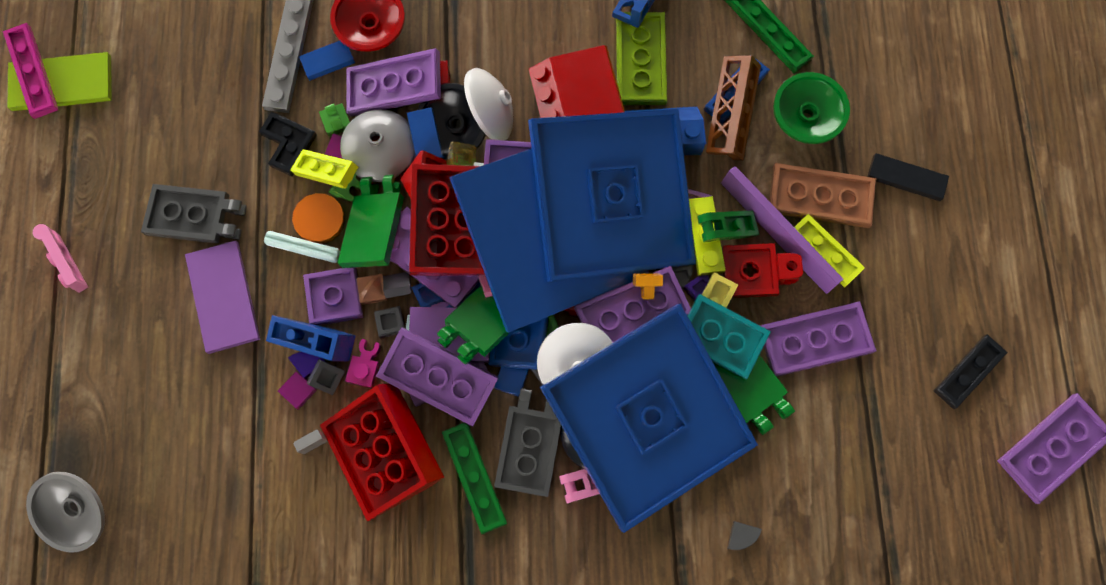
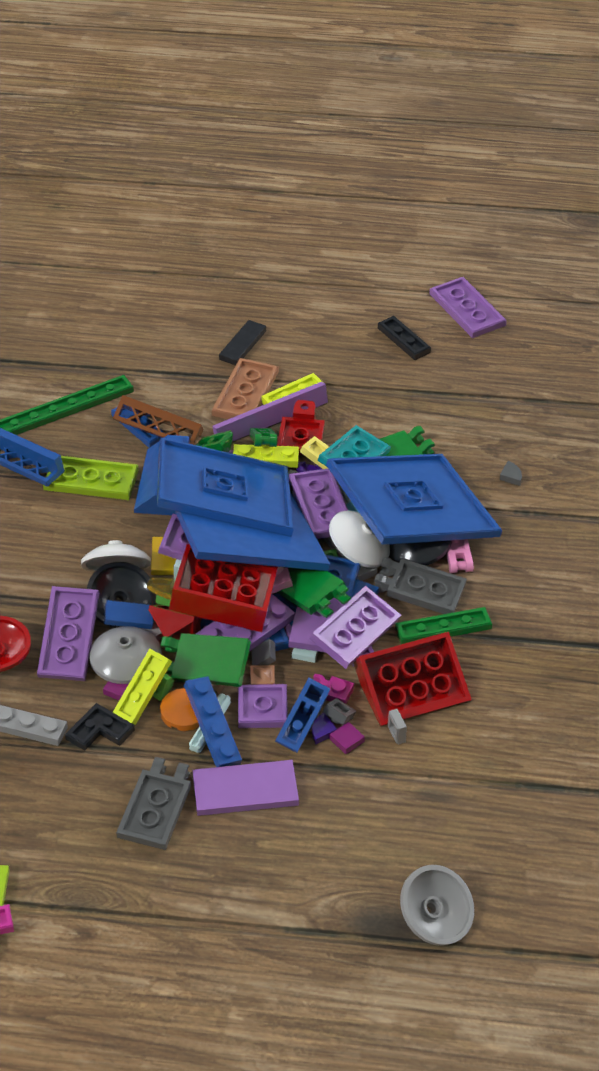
camera: 80 degrees left, 30 degrees down
(60, 258) = (176, 910): bright pink plate -> none
(291, 247) = (212, 722): none -> blue plate
(326, 60) = (22, 689): blue tile -> none
(334, 119) = (87, 688): bright green tile -> none
(389, 321) = (295, 668): dark grey tile -> none
(576, 84) = (123, 507): red slope -> none
(647, 282) = (303, 482): light orange tile -> none
(707, 174) = (219, 441): none -> green slope
(813, 95) = (173, 377): green dish -> none
(818, 339) = (363, 406): medium lavender tile -> none

